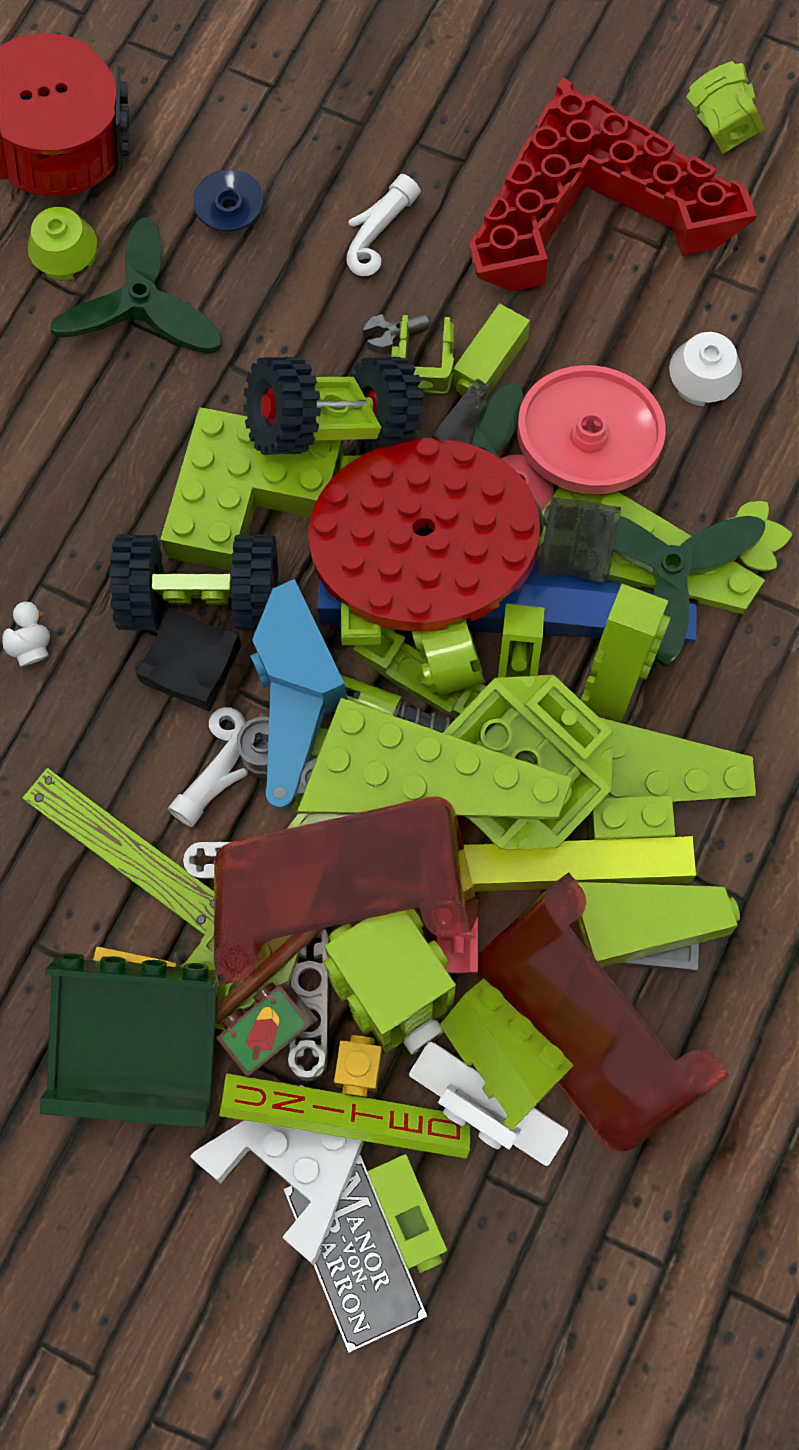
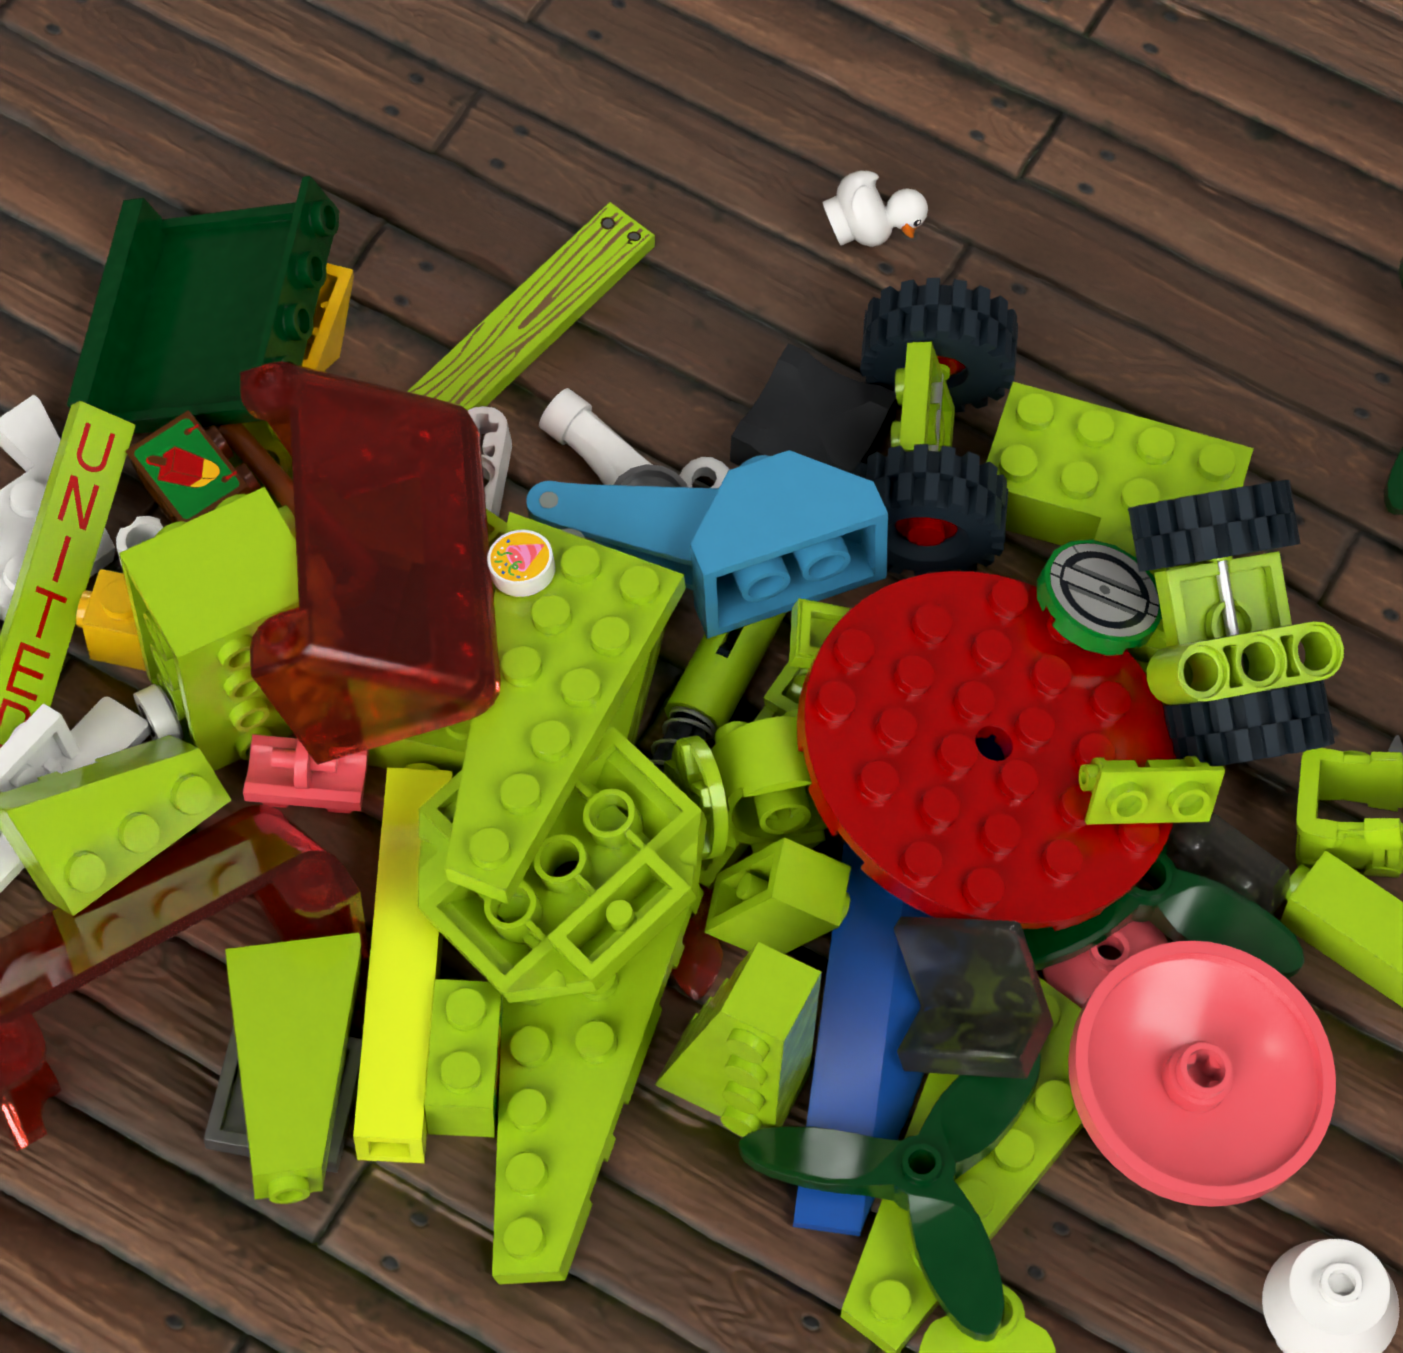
camera: 90 degrees right, 10 degrees down
(319, 476) = (1099, 597): none -> tile
(341, 794) = (521, 563): none -> tile
(363, 393) = (1271, 659): none -> lime beam
(451, 453) = (1150, 794): none -> lime hinge
(461, 691) = (698, 776): none -> lime wheel

